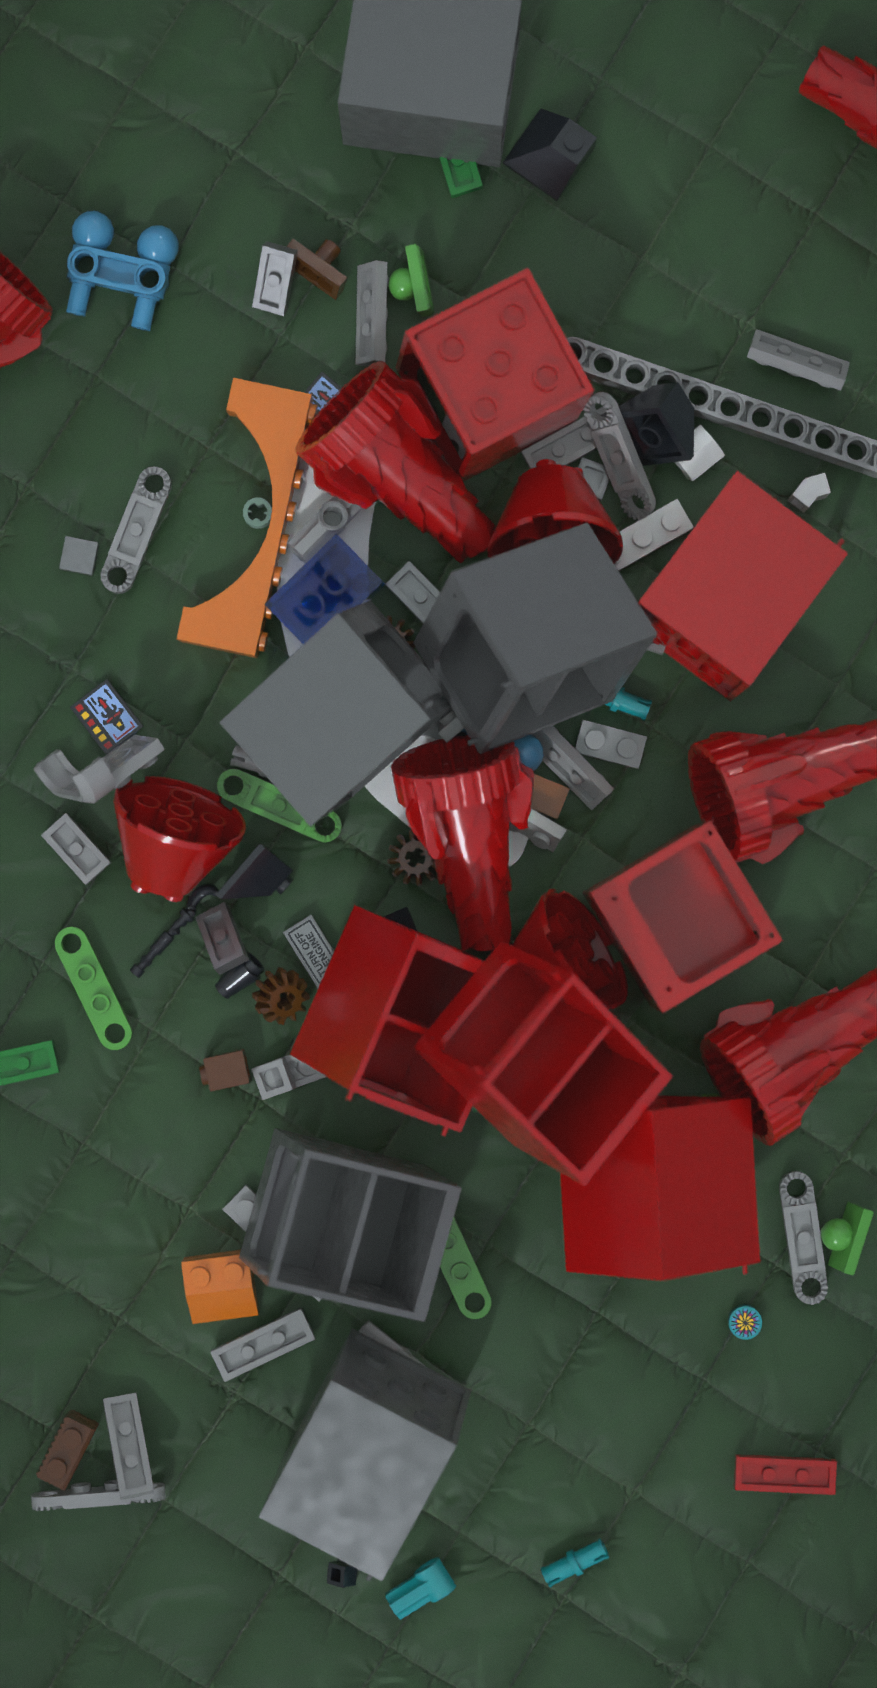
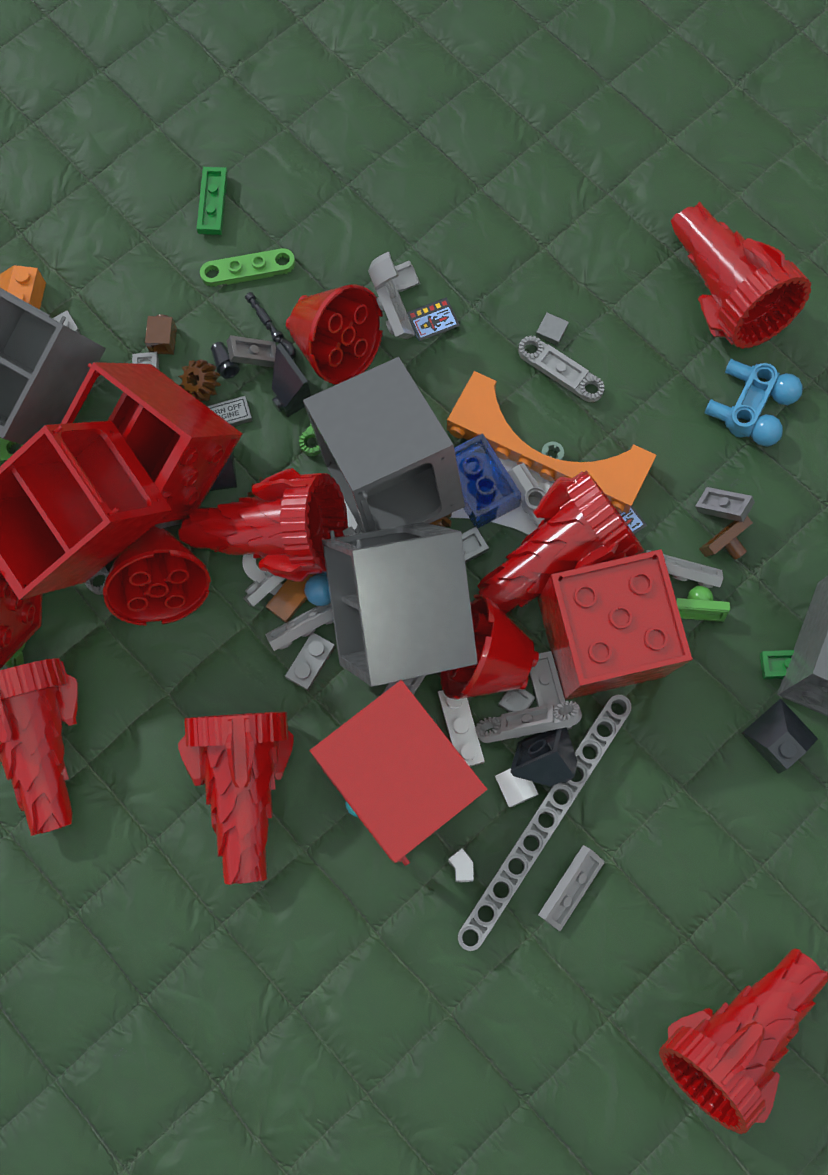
camera: 110 degrees right, 15 degrees down
(76, 848) = (349, 273): light grey plate -> none
(630, 704) = (336, 682): teal pin -> none
(682, 916) = (151, 659): red piece -> none

